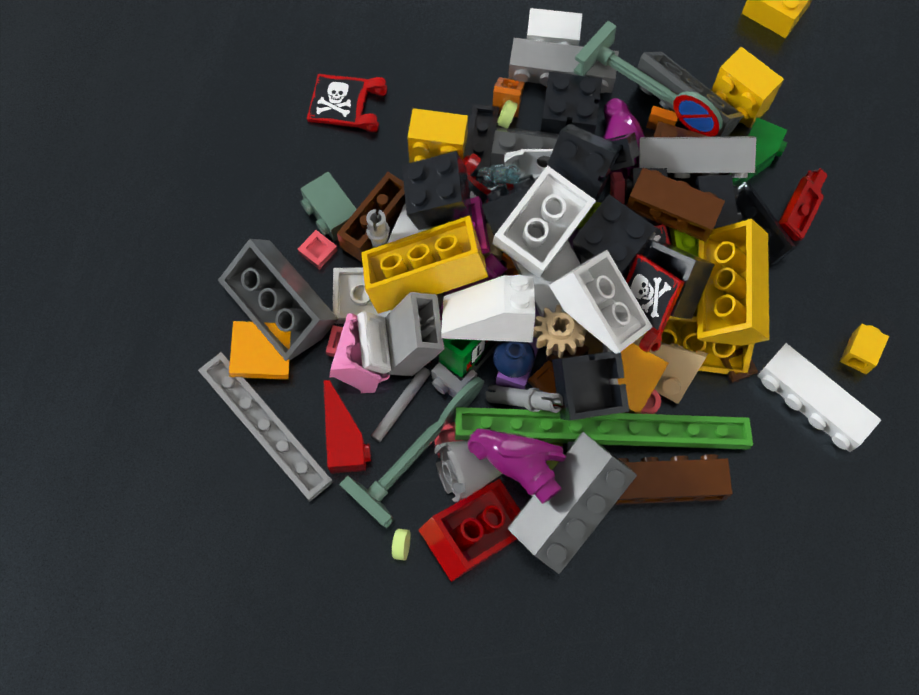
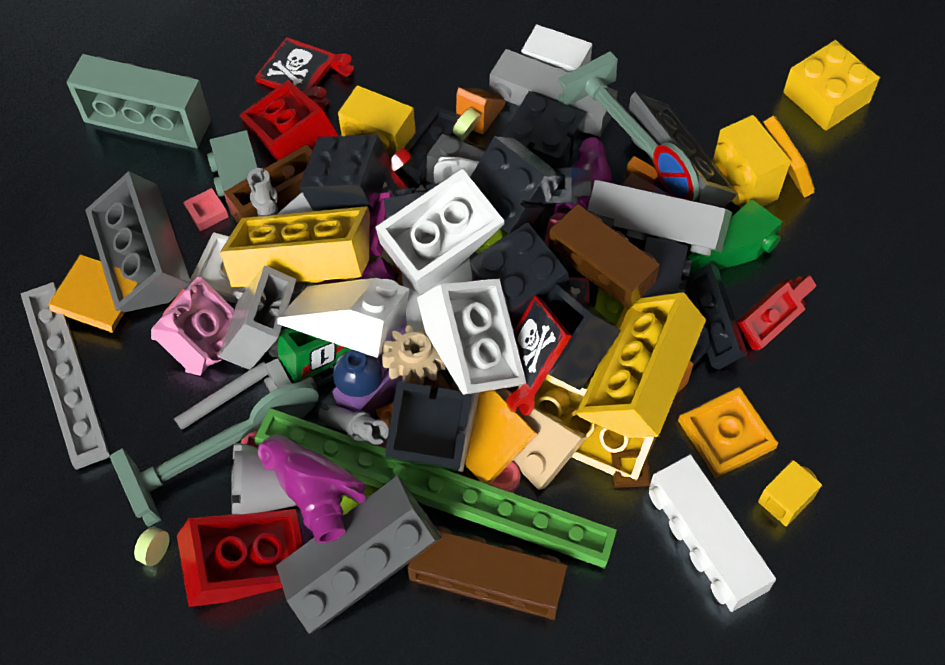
camera: 20 degrees right, 10 degrees down
(224, 169) = (140, 100): none -> sand green brick
(343, 438) = (139, 415): red slope -> none
(357, 154) = (287, 121): none -> red slope
(373, 342) = (214, 316): white tile -> none
(499, 175) = (422, 176): clear light blue pin -> none
(788, 87) = (798, 168): none -> light orange tile
(801, 313) = (727, 432): none -> light orange tile

